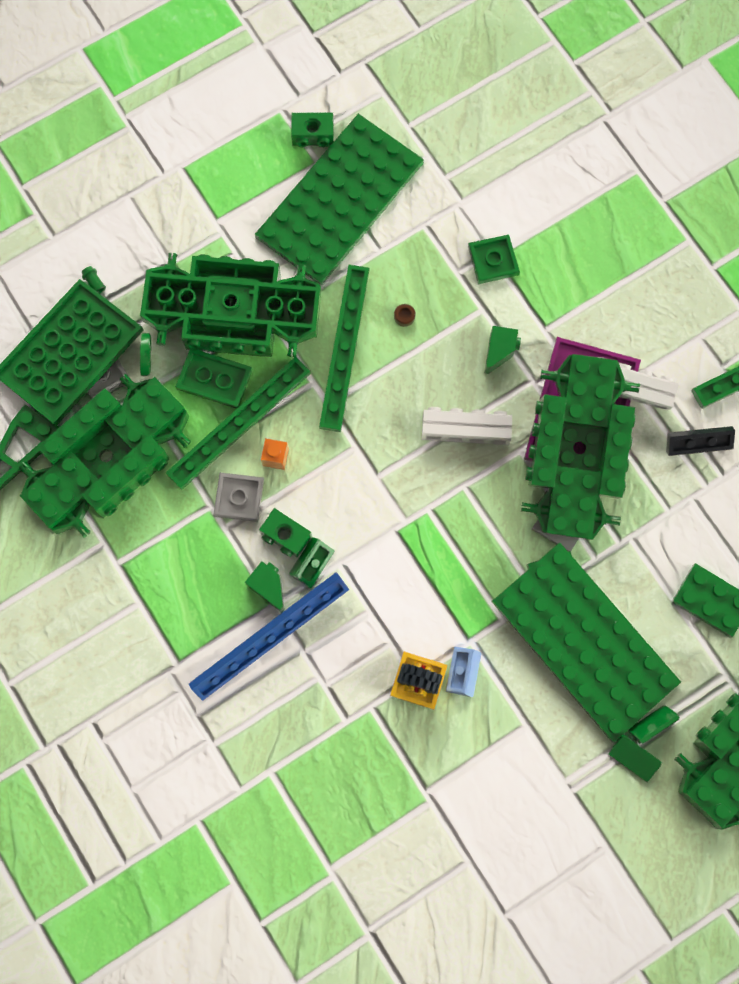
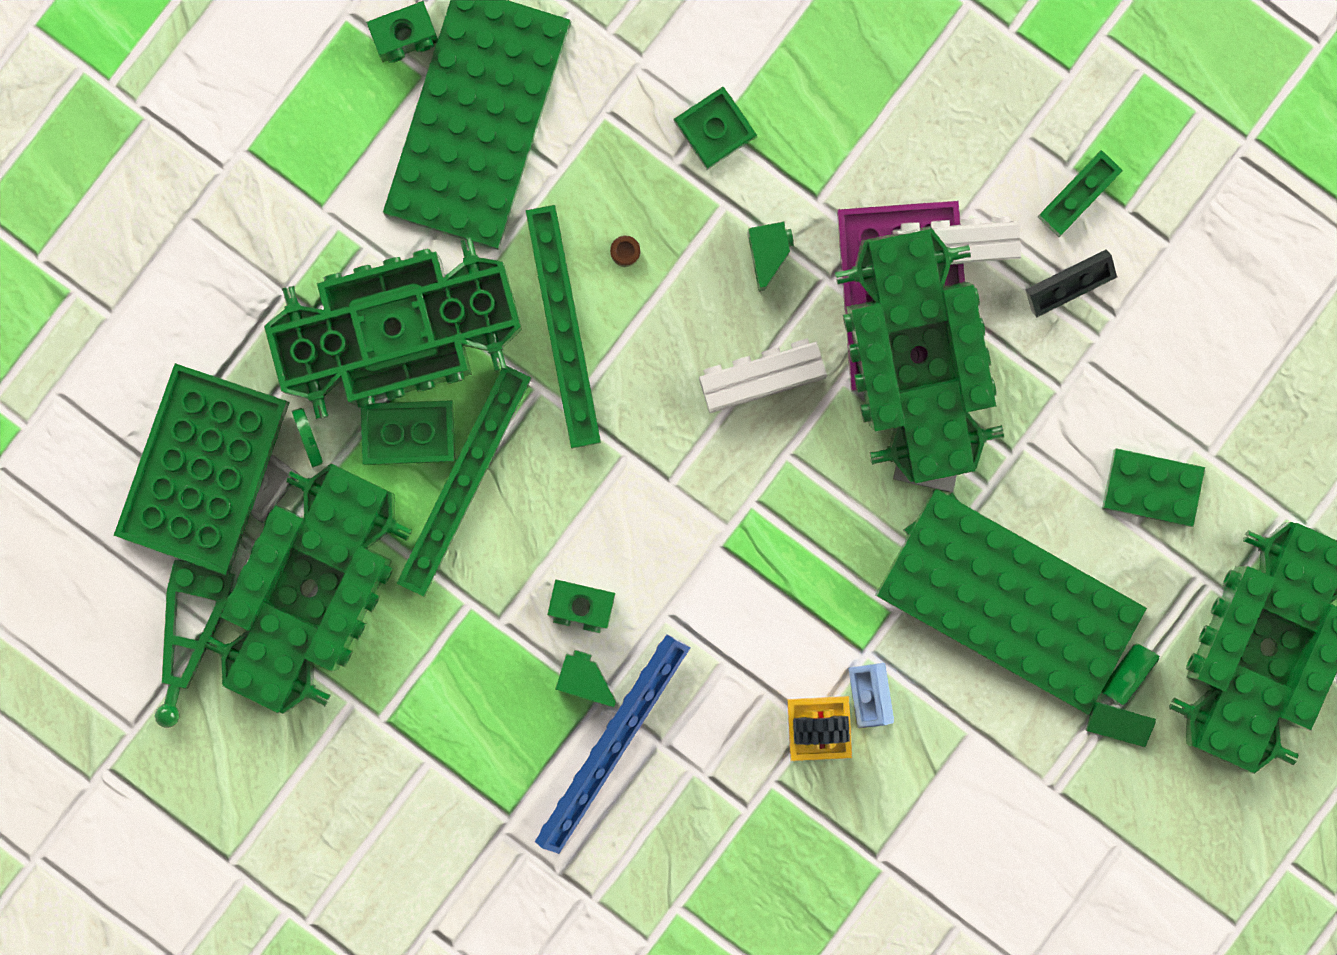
camera: 20 degrees left, 10 degrees up
(90, 275) = (192, 356): green pin -> none
(238, 497) = (502, 578): light grey tile -> none
(274, 454) = (527, 506): orange brick -> none
(311, 562) = (628, 627): green slope -> none

